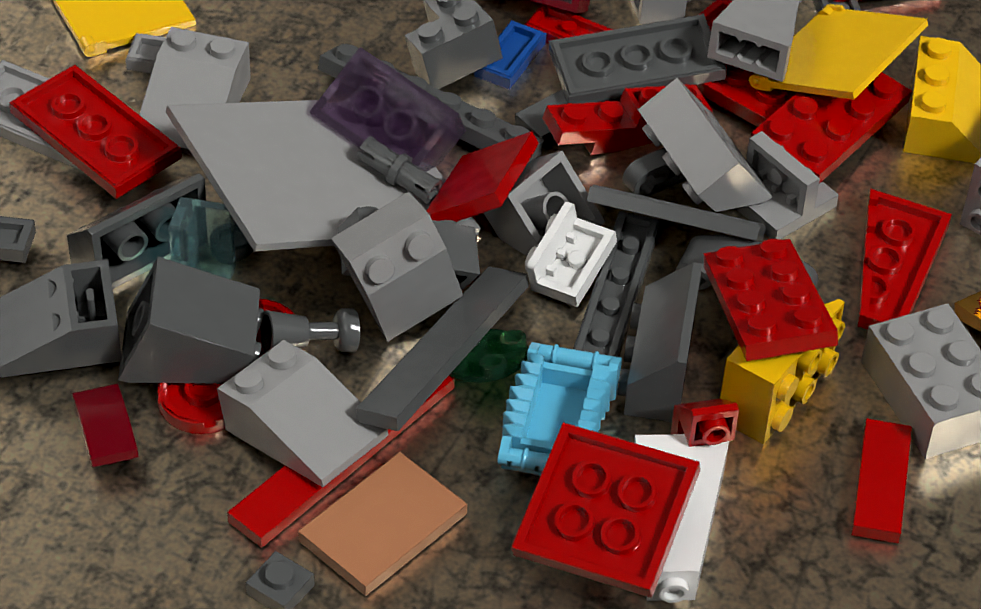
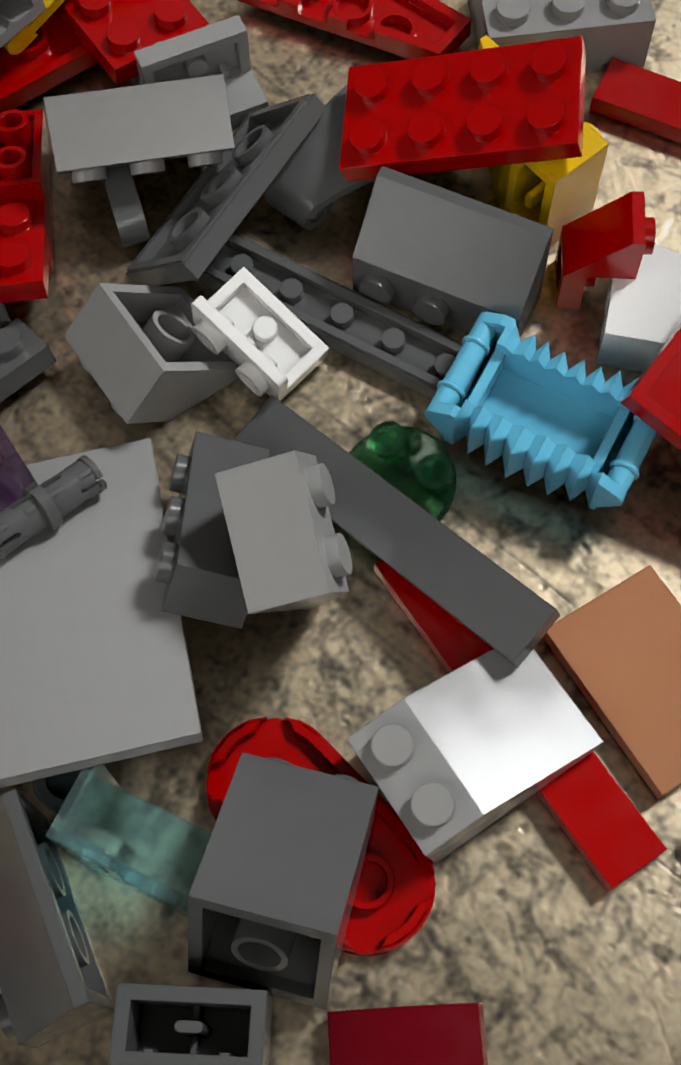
camera: 70 degrees left, 20 degrees up
(298, 331) = (310, 725): dark grey piece -> none
(483, 179) = (101, 403): red tile -> none

